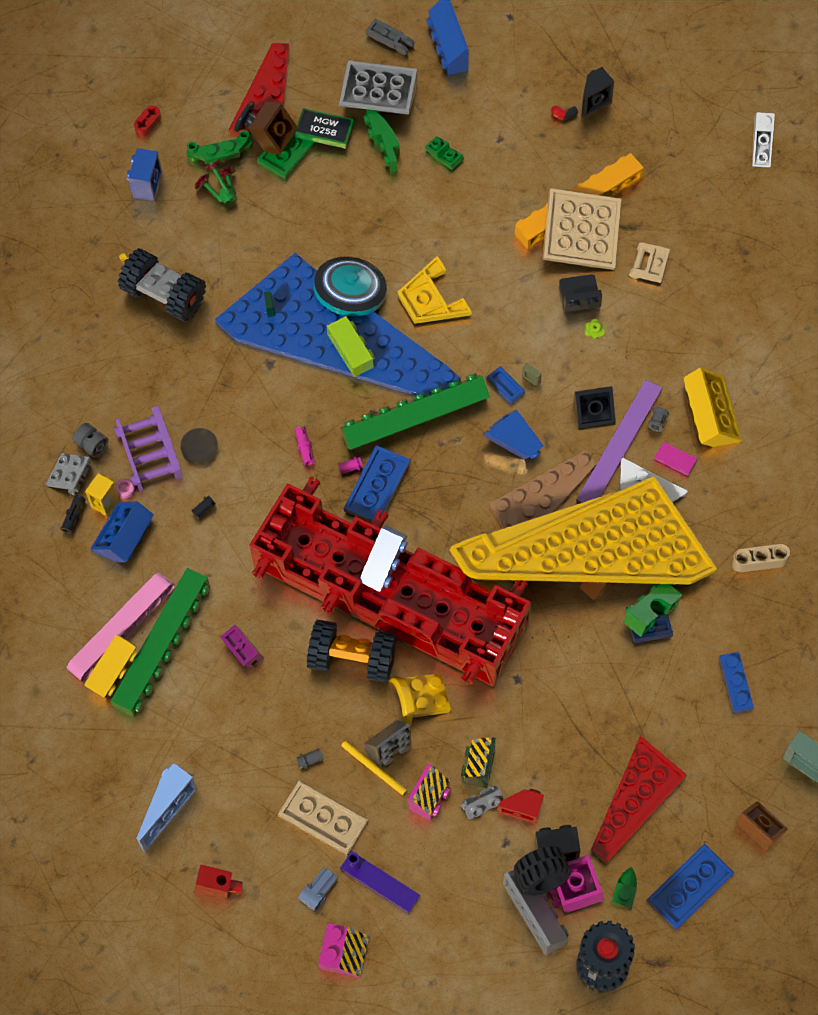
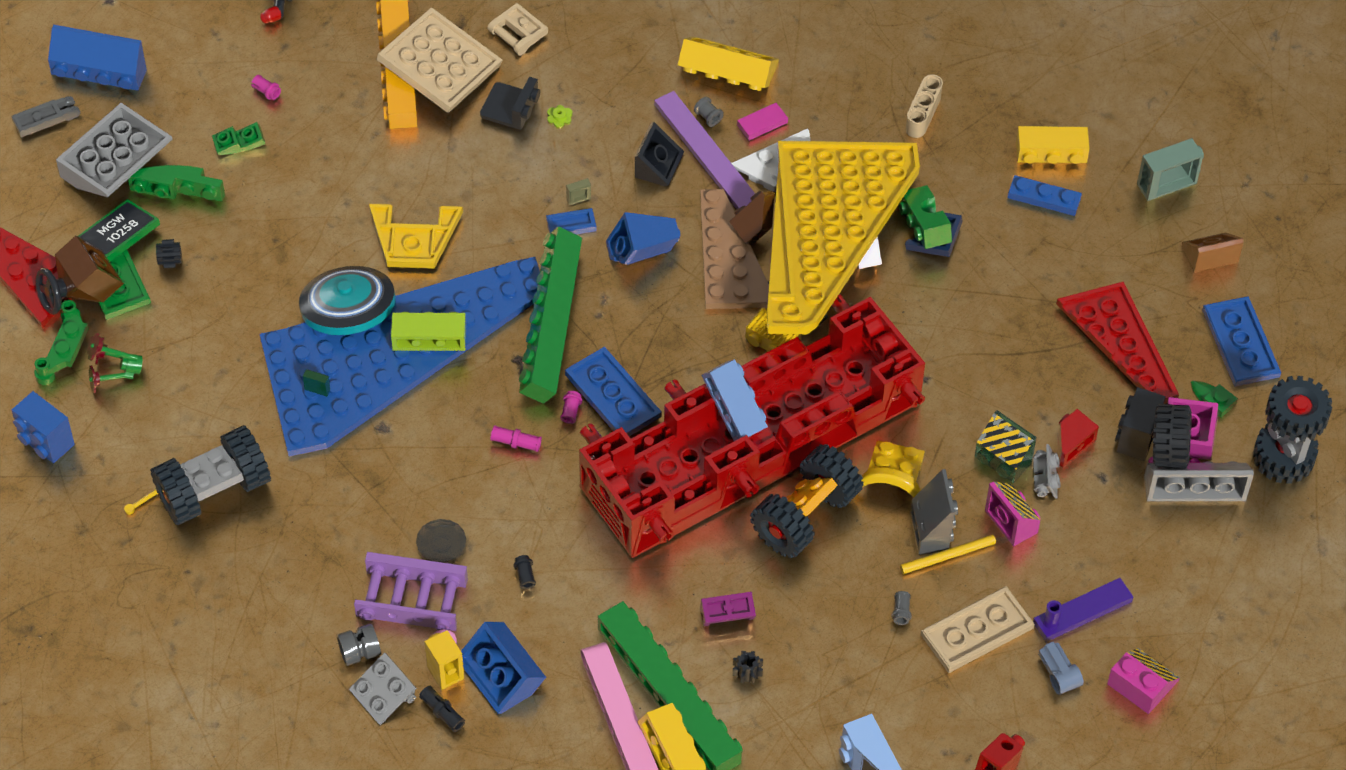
camera: 65 degrees left, 10 degrees down
(203, 687) = (747, 667): none -> black gear
(323, 165) = (168, 253): none -> black gear
(496, 144) = (270, 89): none -> dark pink pin
(574, 493) = (756, 218): none -> reddish brown slope
(784, 664) = (1052, 144): none -> yellow brick

